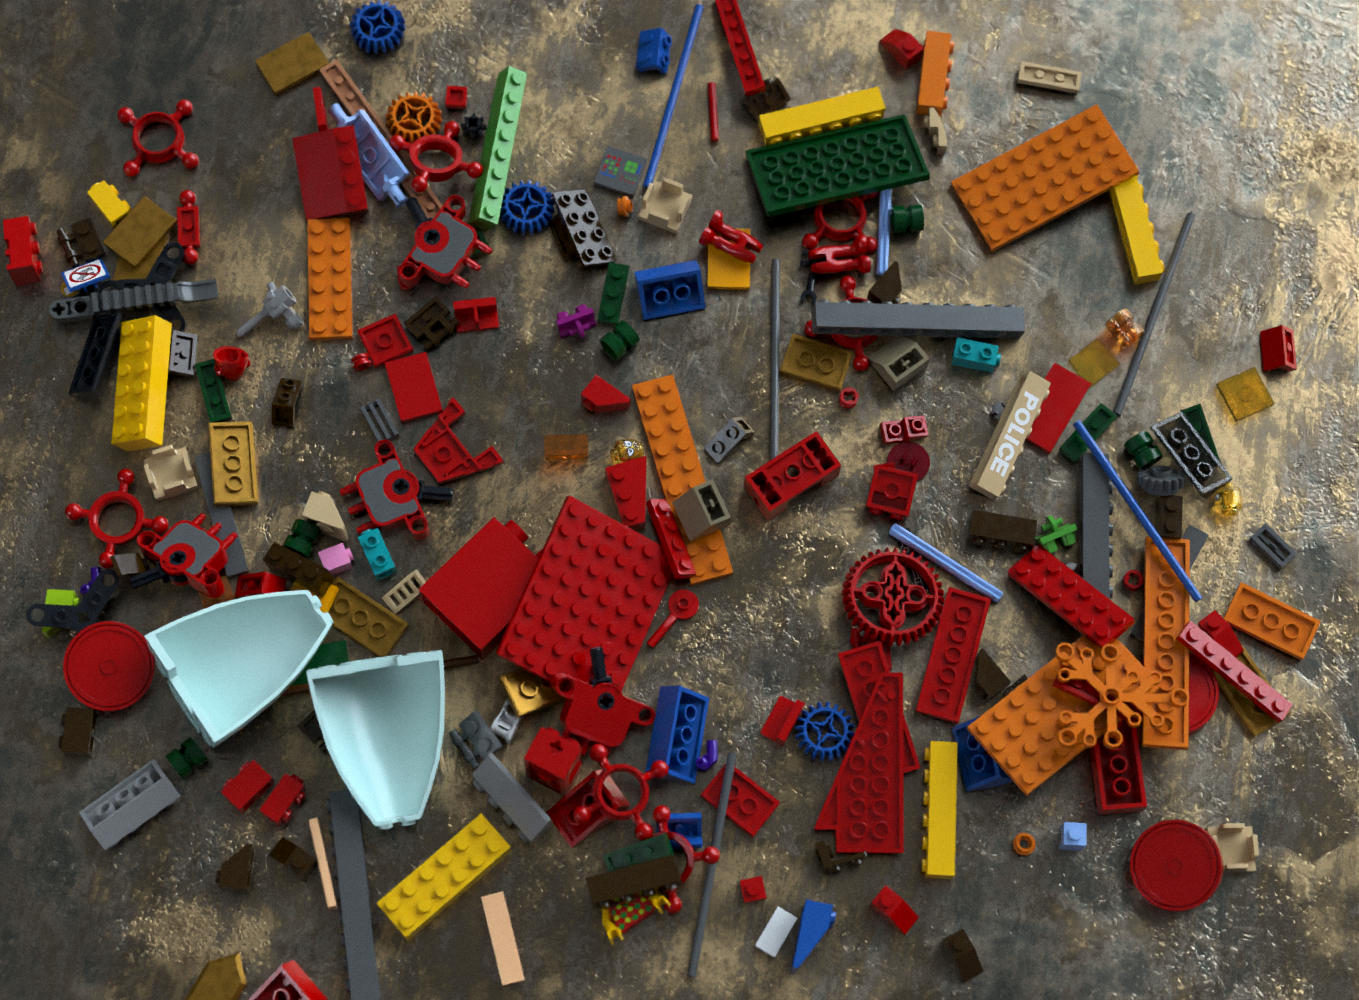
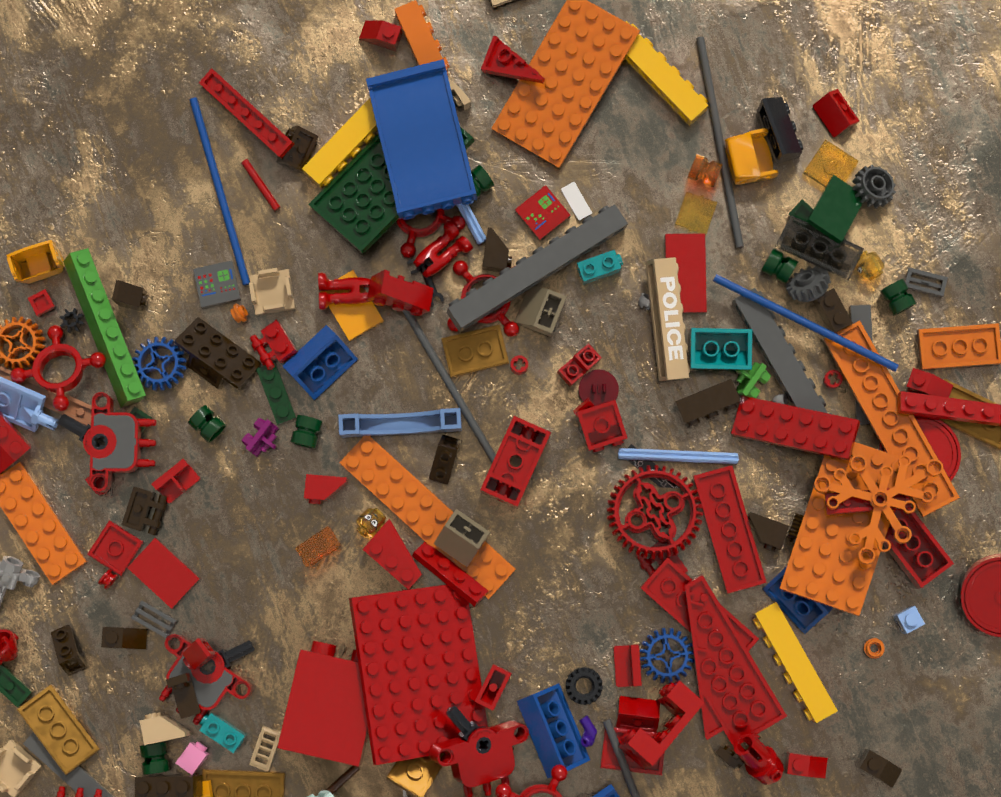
camera: 25 degrees left, 10 degrees up
(342, 420) = (124, 638): none -> dark brown slope
(365, 494) = (184, 695): none -> dark brown bracket
(400, 467) = (198, 654): none -> red slope
(446, 455) = (225, 614): red wing -> none
(474, 58) = (36, 262): none -> light orange piece
(535, 281) = (204, 421): none -> dark green wheel
(537, 134) = (130, 296): none -> dark brown slope
(644, 250) = (278, 341): none -> red plate
(648, 659) = (493, 687): none -> red slope
(653, 50) = (179, 161): blue bracket -> none
(683, 606) = (492, 621): red piece -> none
(730, 699) = (595, 692): none -> black tyre
(743, 400) = (403, 423): none -> medium blue arch
(764, 768) = (638, 713): none -> red panel
(779, 269) = (400, 293): none -> red wedge
(810, 777) = (683, 705): none -> red plate
(854, 877) = (759, 760): none -> red piece
(882, 149) = (421, 139): none -> blue panel
(952, 280) = (542, 213): none -> red tile
(990, 287) = (576, 201): none -> white sticker
(999, 132) = (504, 62): none -> red wing
(1044, 487) = (720, 348): none -> teal slope
(1095, 424) = (727, 268): dark green plate -> none
(1174, 341) = (750, 157): none -> light orange piece
(1217, 332) = (780, 128): none -> black slope
(1227, 429) = (835, 209): none -> dark green tile
(1238, 541) = (898, 297): none -> dark green wheel
(1275, 432) = (874, 186): none -> dark grey gear

